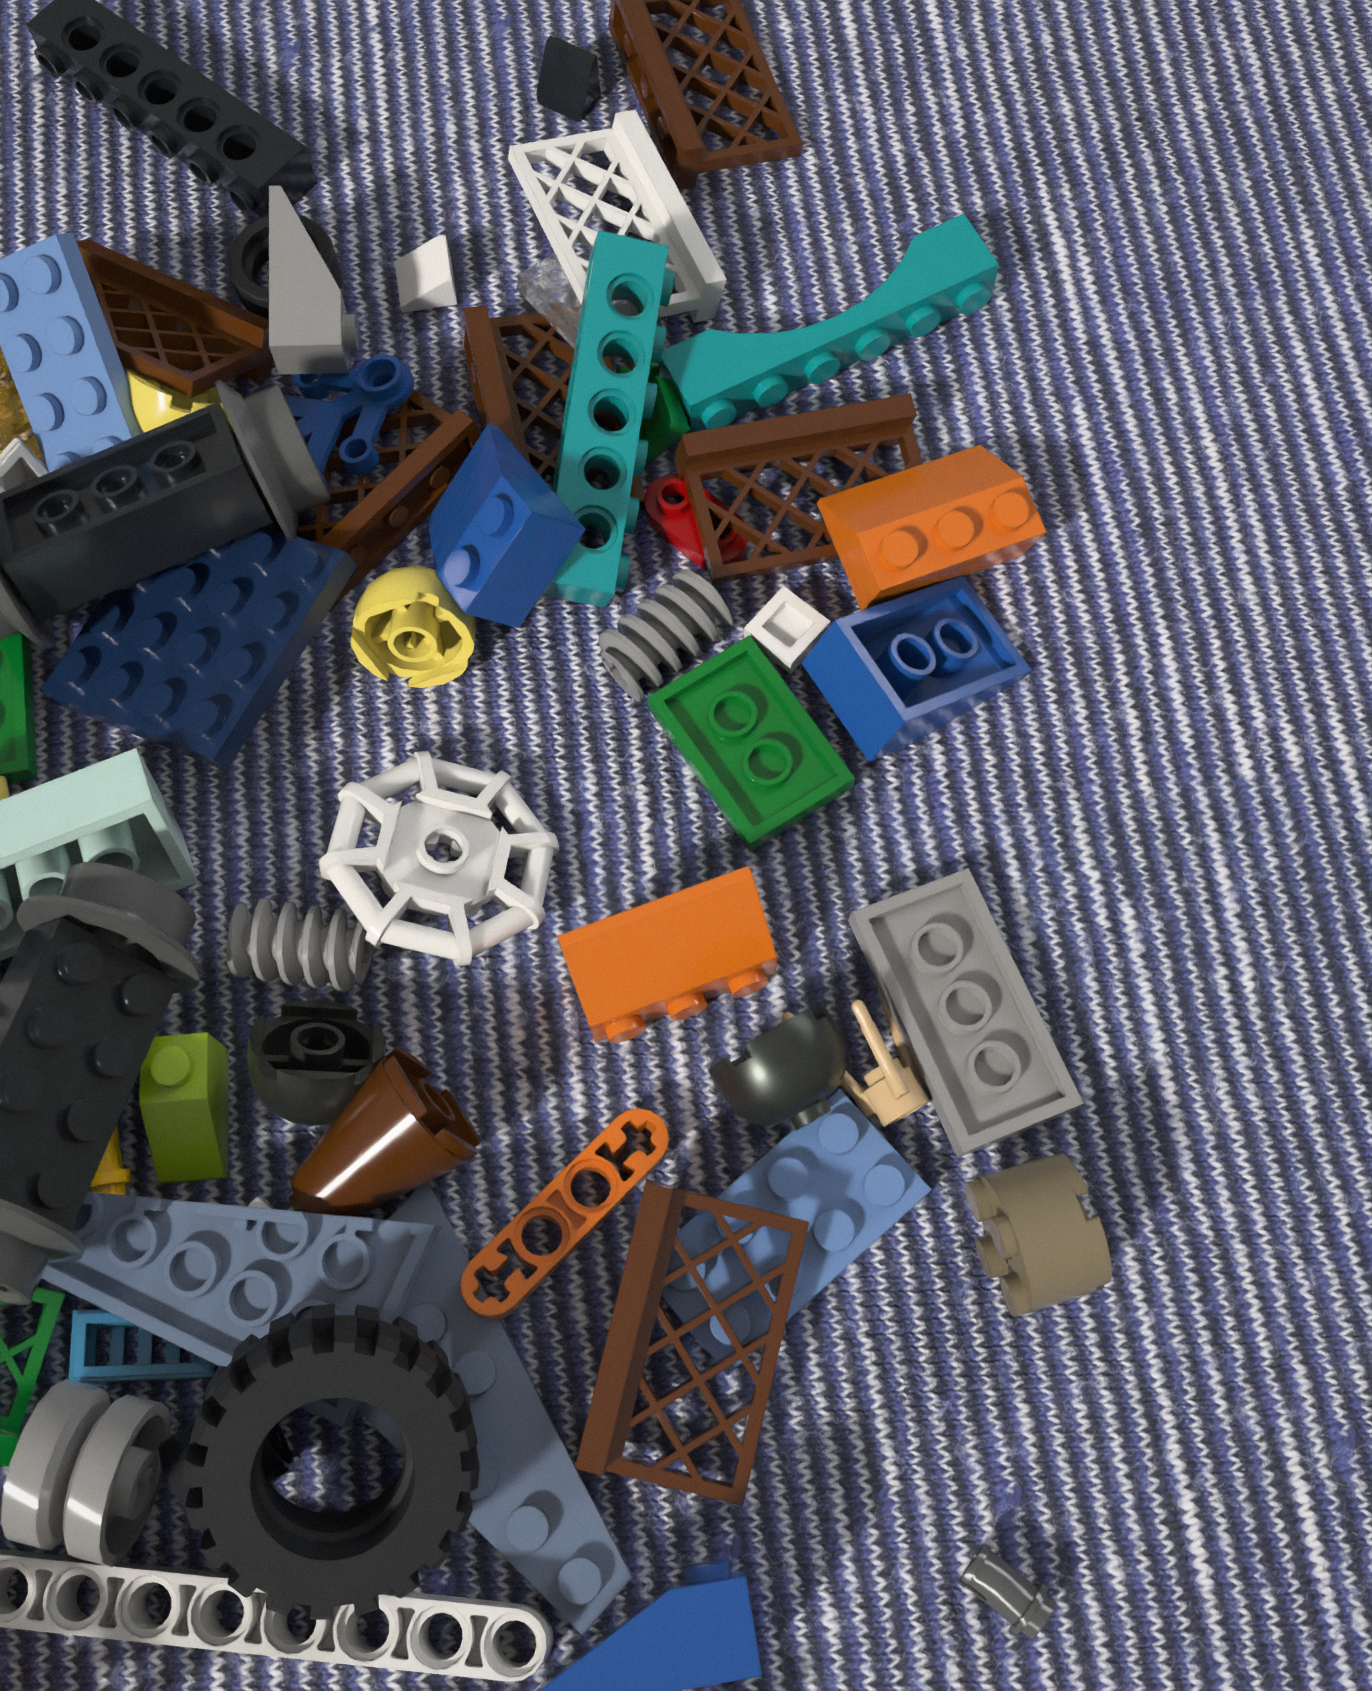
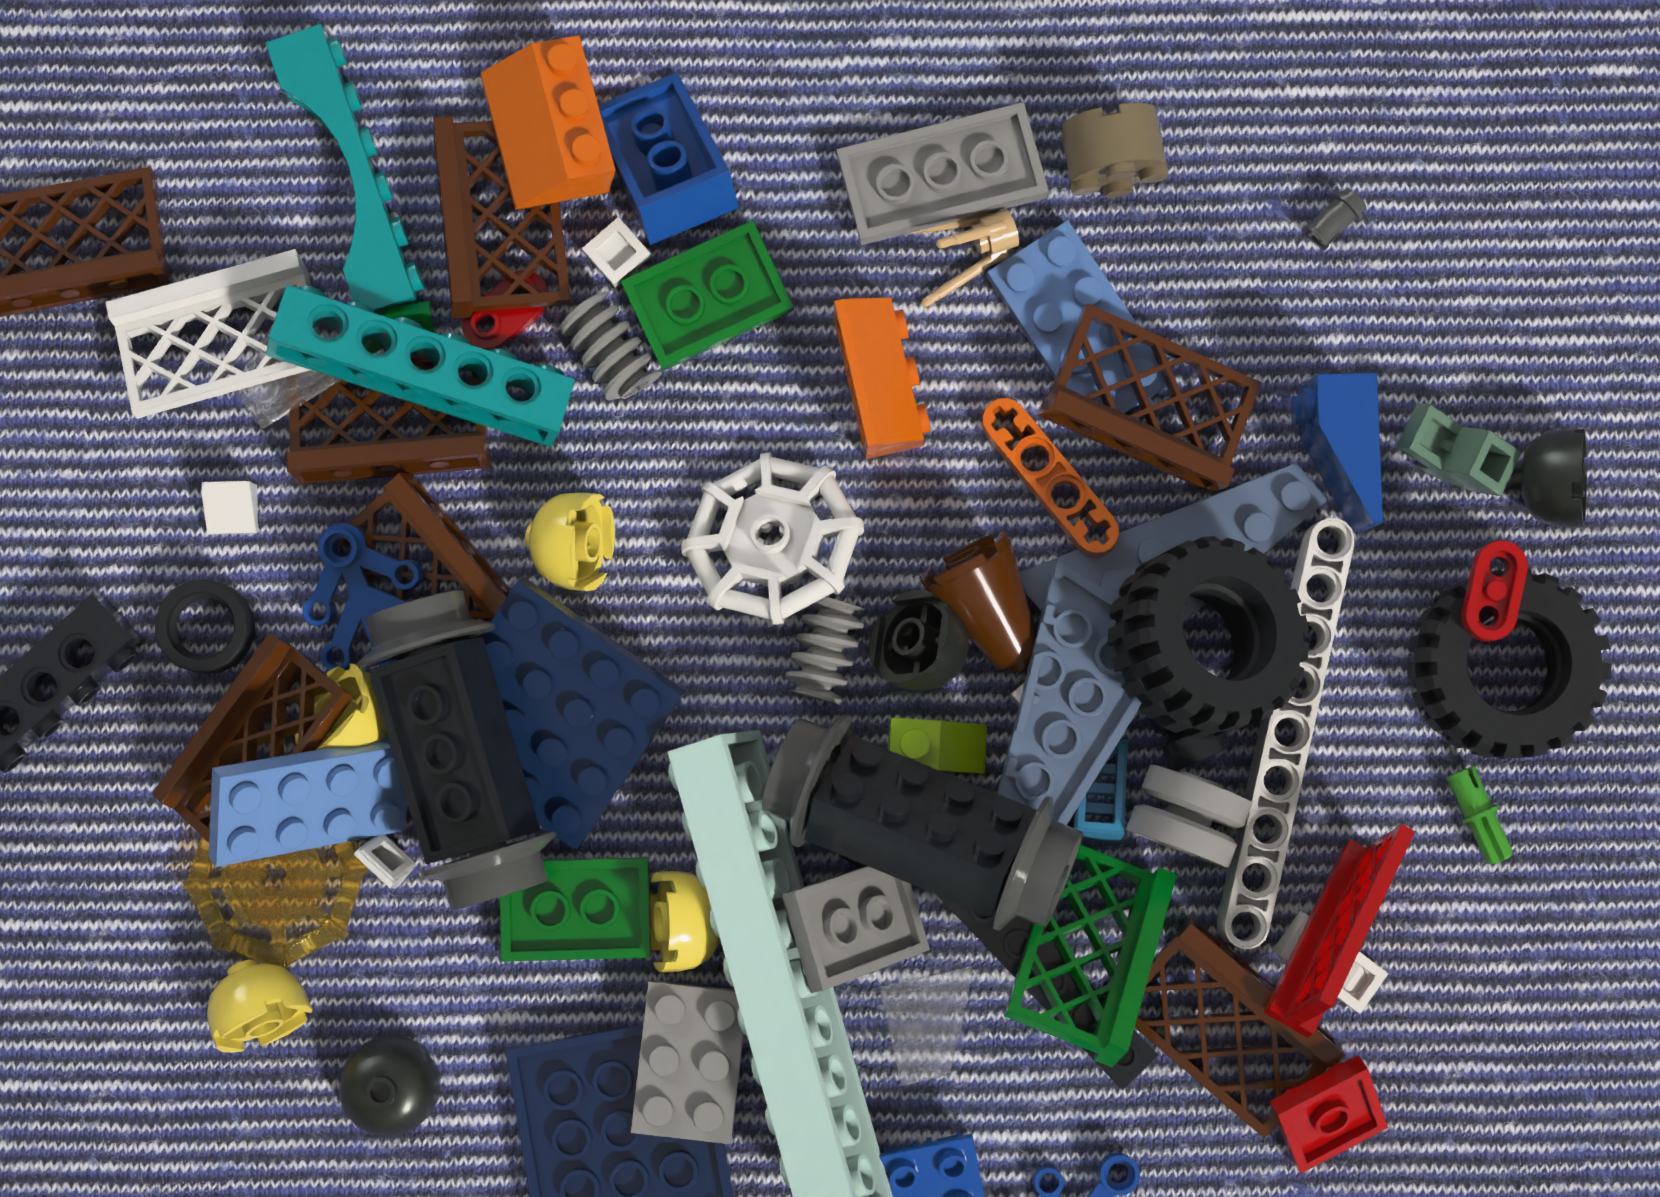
camera: 90 degrees left, 15 degrees up
(305, 304) = (264, 600): light grey slope -> none
(499, 532) = (506, 463): blue slope -> none
(568, 79) = (46, 361): black slope -> none
(785, 1071) = (974, 305): pearl dark grey cylinder -> none

